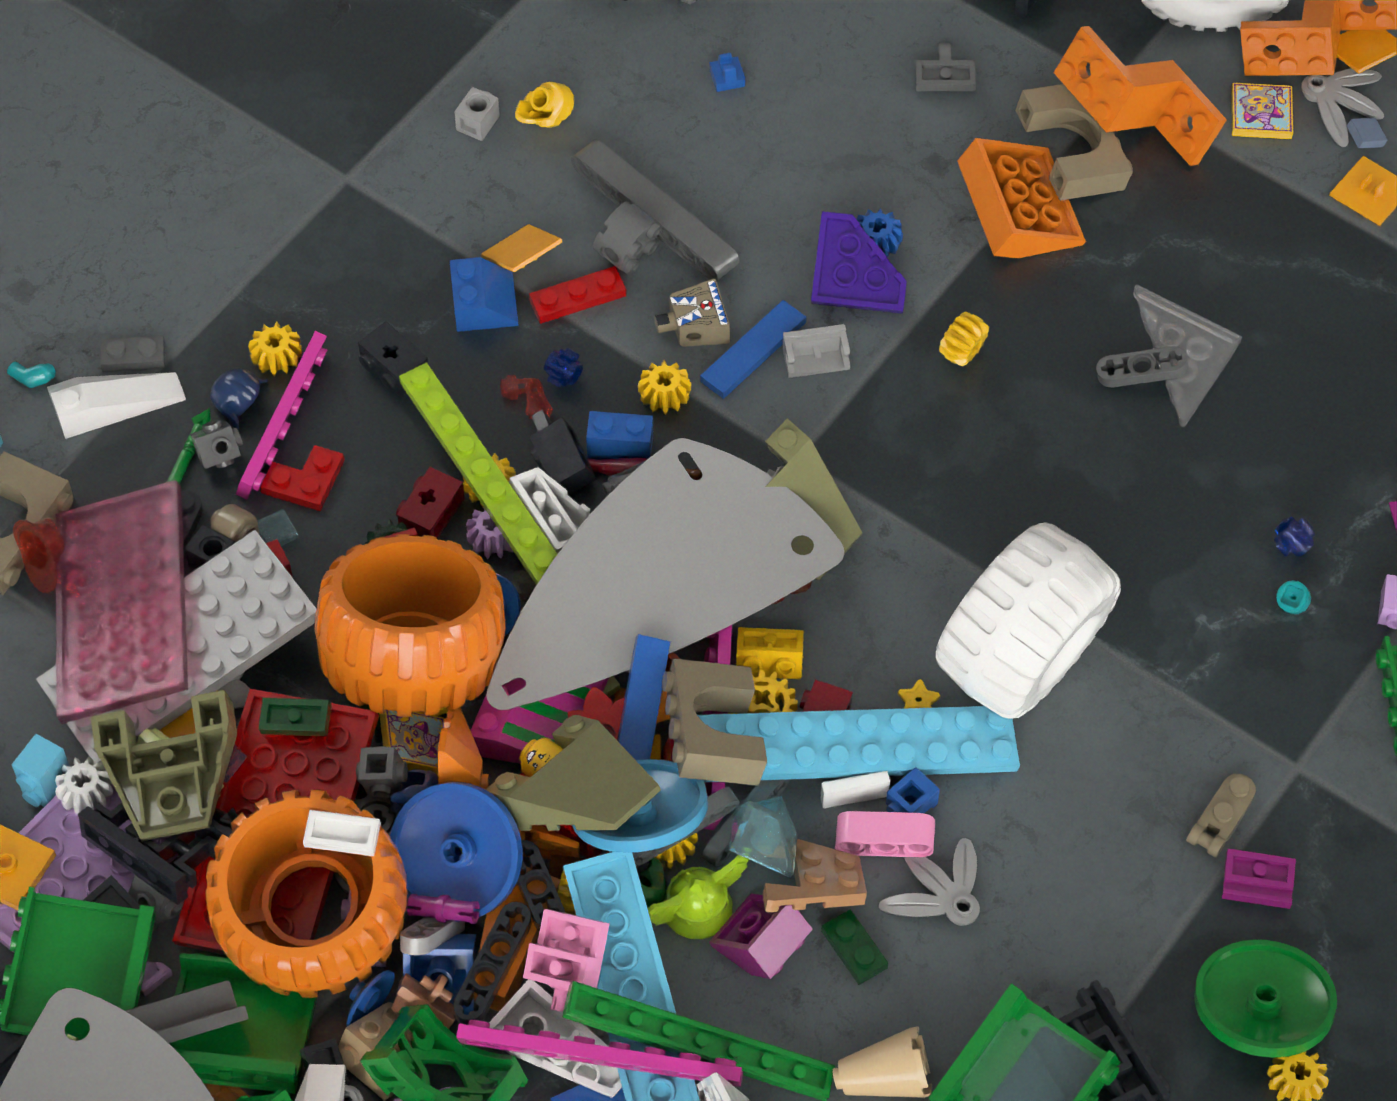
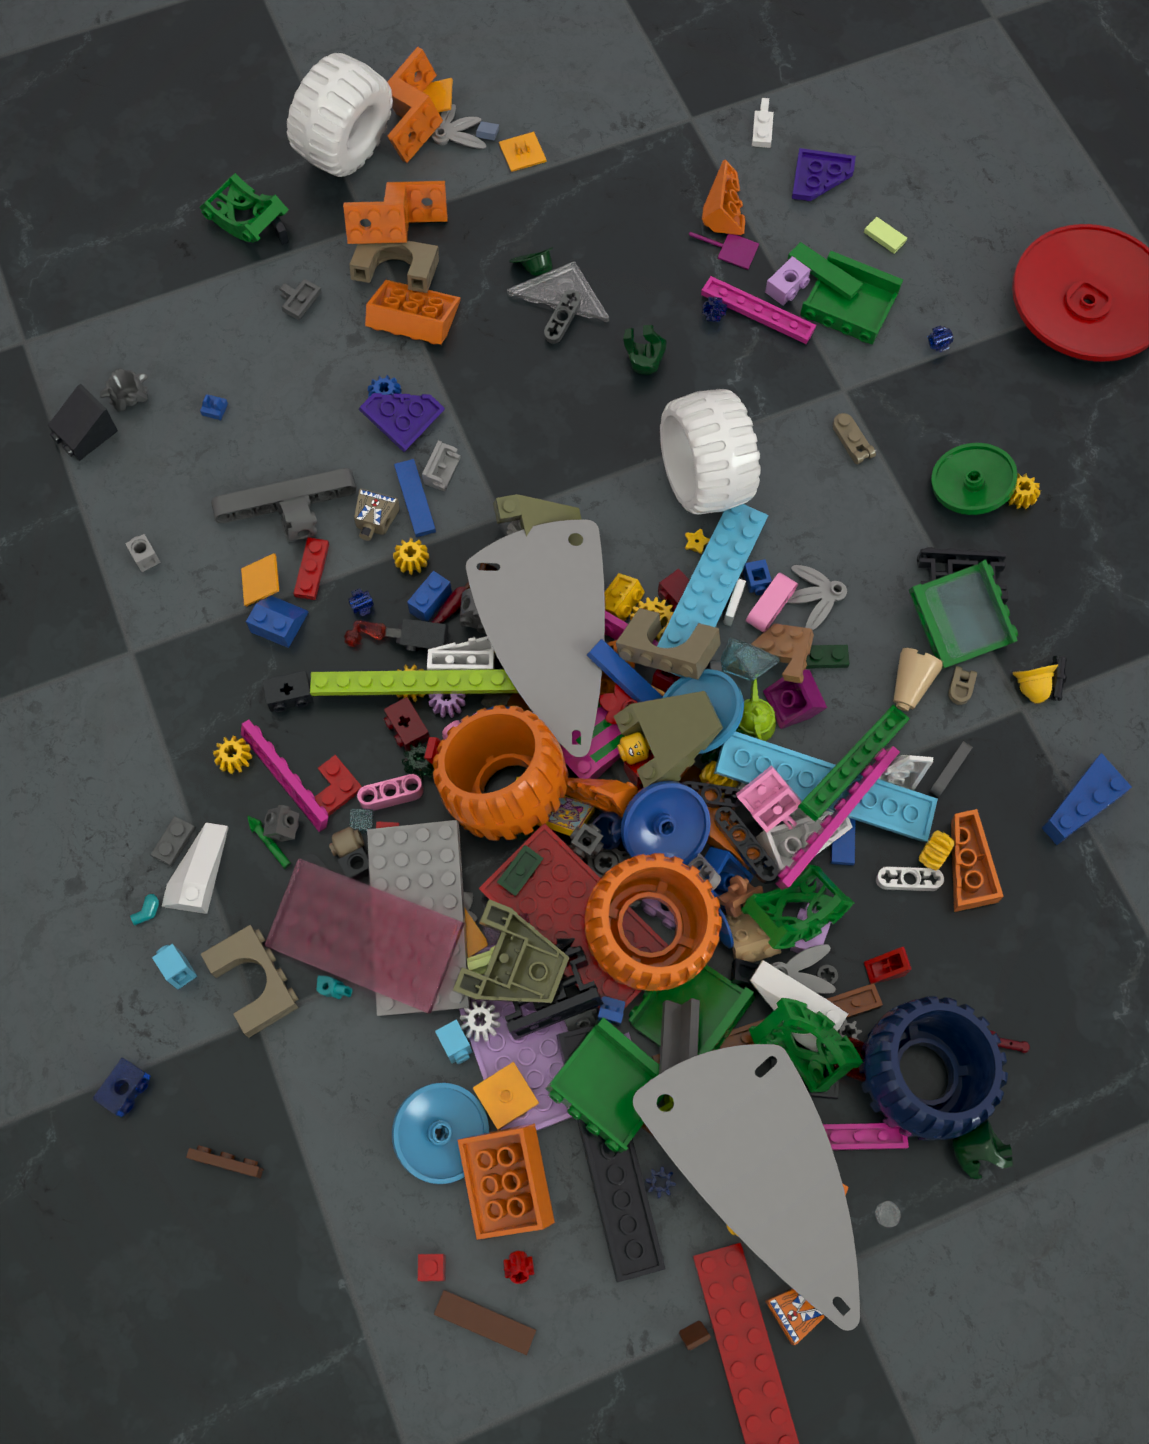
camera: 60 degrees left, 10 degrees up
(40, 550) = (294, 966): clear red piece -> none
(44, 614) = (336, 988): none -> teal piece
(177, 926) = (611, 1010): none -> blue bracket
(235, 393) = (249, 794): dark blue hair -> none
(319, 527) = (401, 796): none -> bright pink beam
(341, 832) = (647, 876): white tile -> none
(443, 908) = (696, 849): magenta pin -> none
(546, 105) = (167, 512): yellow head -> none
(963, 338) = (488, 388): yellow gear -> none
(1160, 487) = (645, 357): none -> dark green piece
(1201, 292) = (536, 263): none -> dark green piece
(1258, 878) = (900, 443): magenta plate -> none
(1262, 110) = (437, 166): tile -> none
(1293, 597) = (747, 331): teal tile -> none
(1339, 594) = (759, 310): none -> dark pink plate

